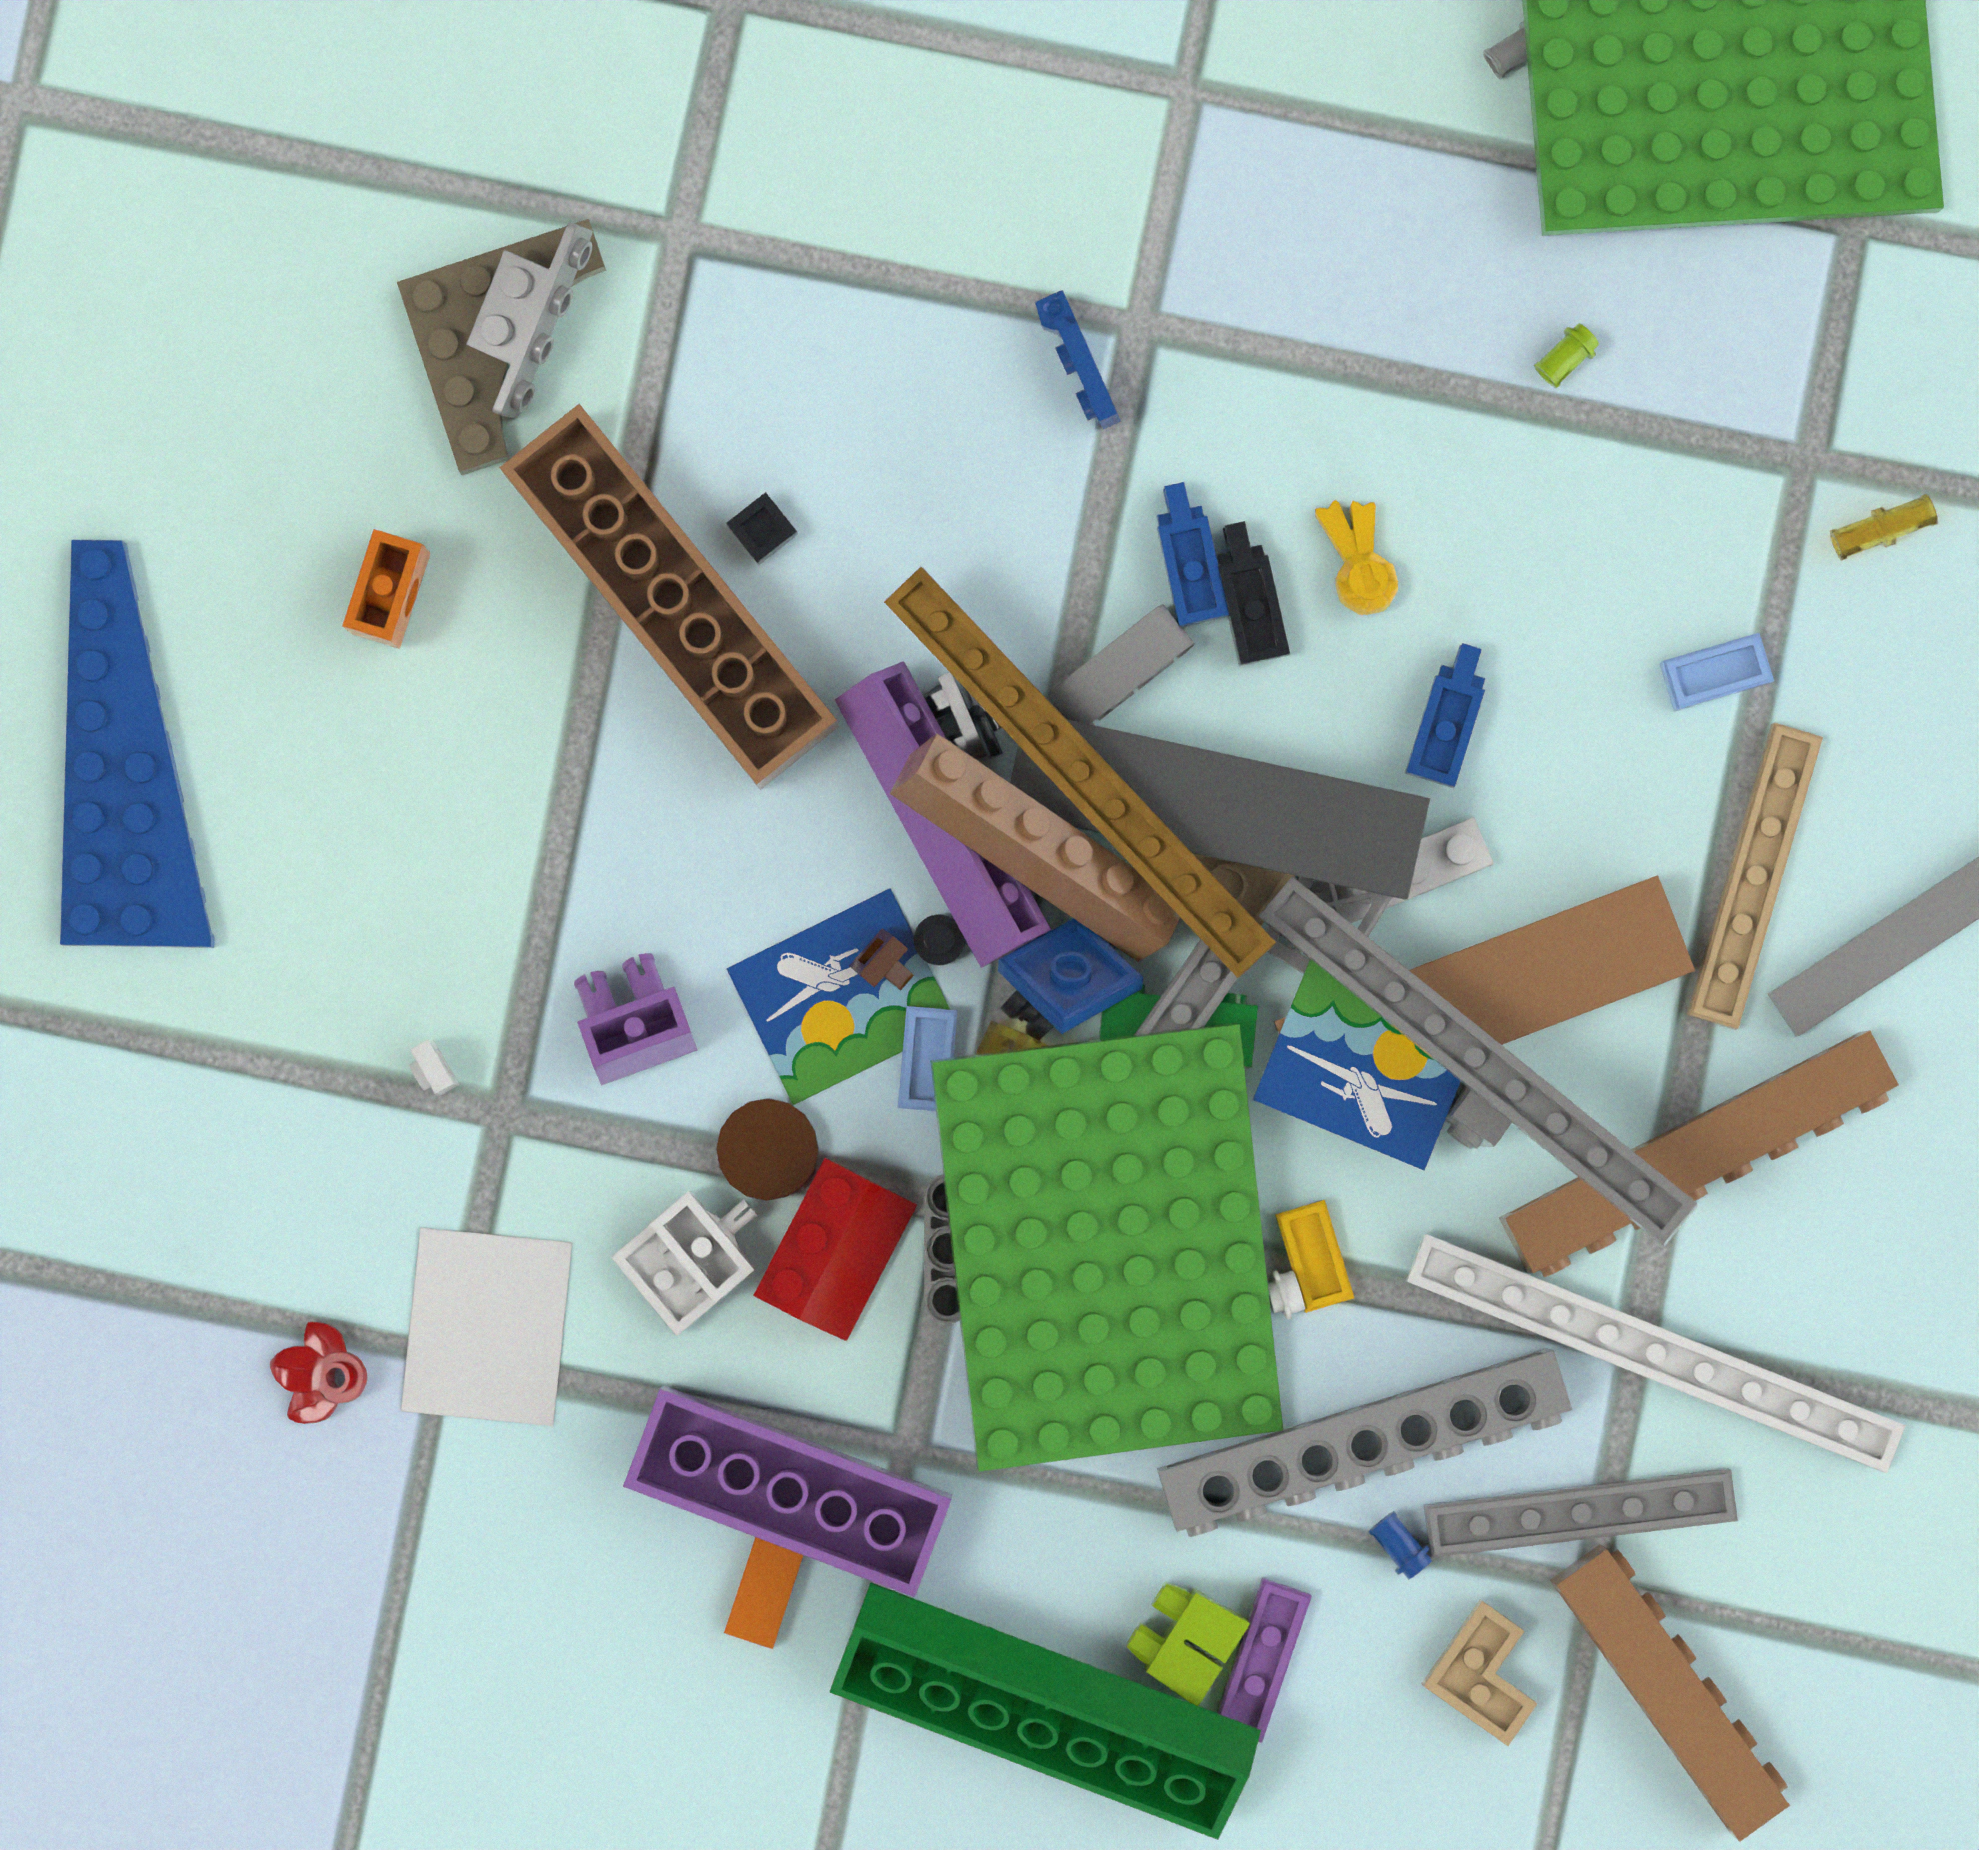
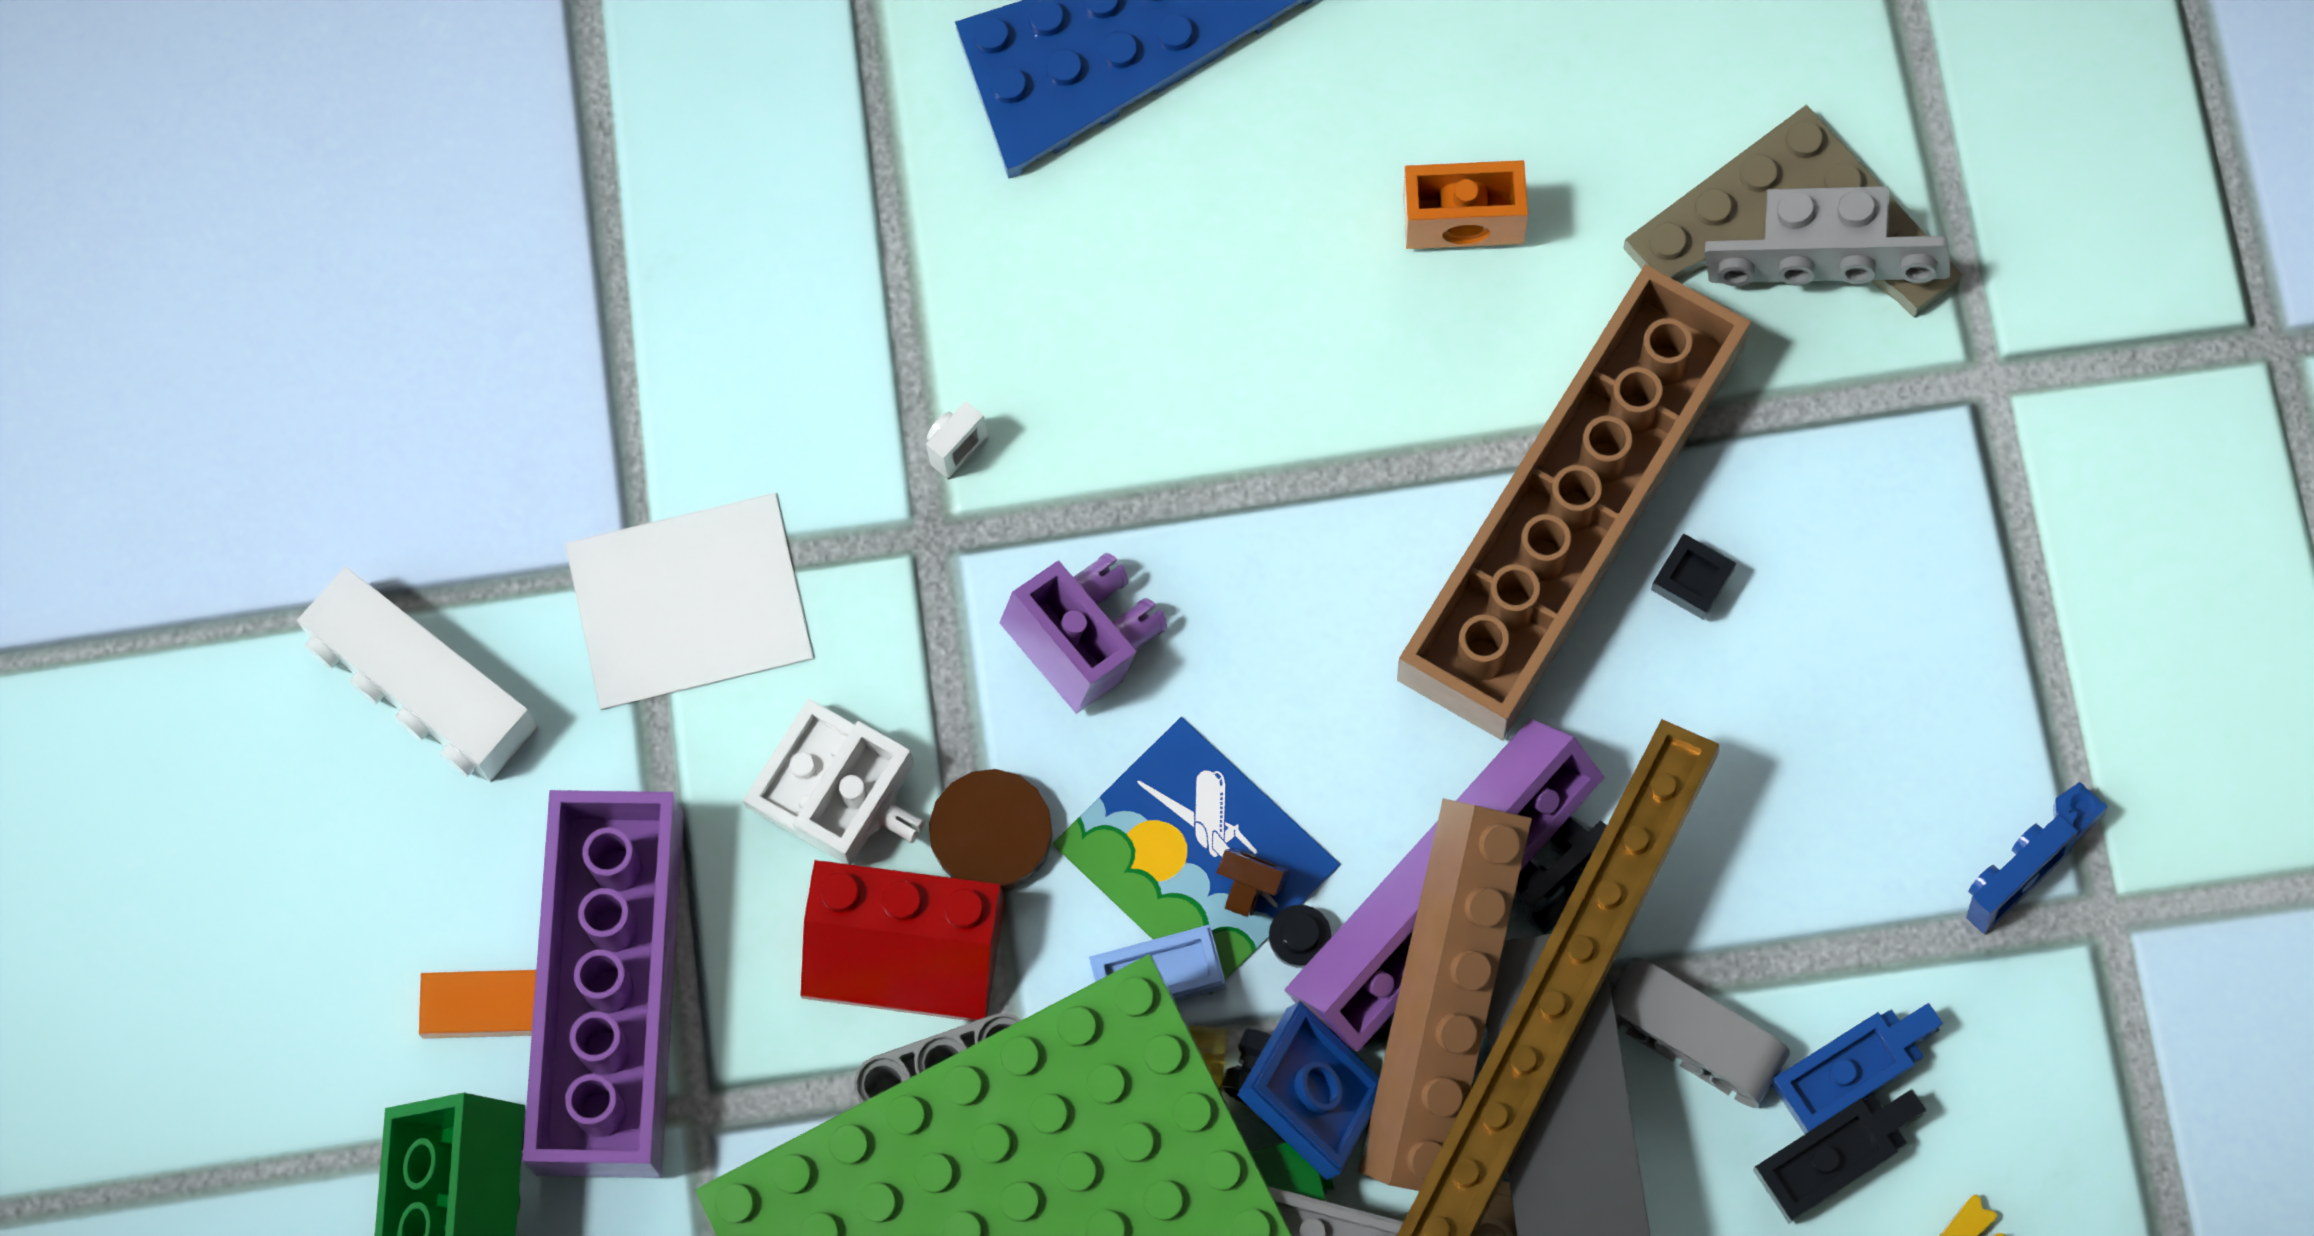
camera: 75 degrees right, 15 degrees down
(311, 1374) = (575, 435): red plate -> none
(476, 1564) = (417, 675): none -> white brick

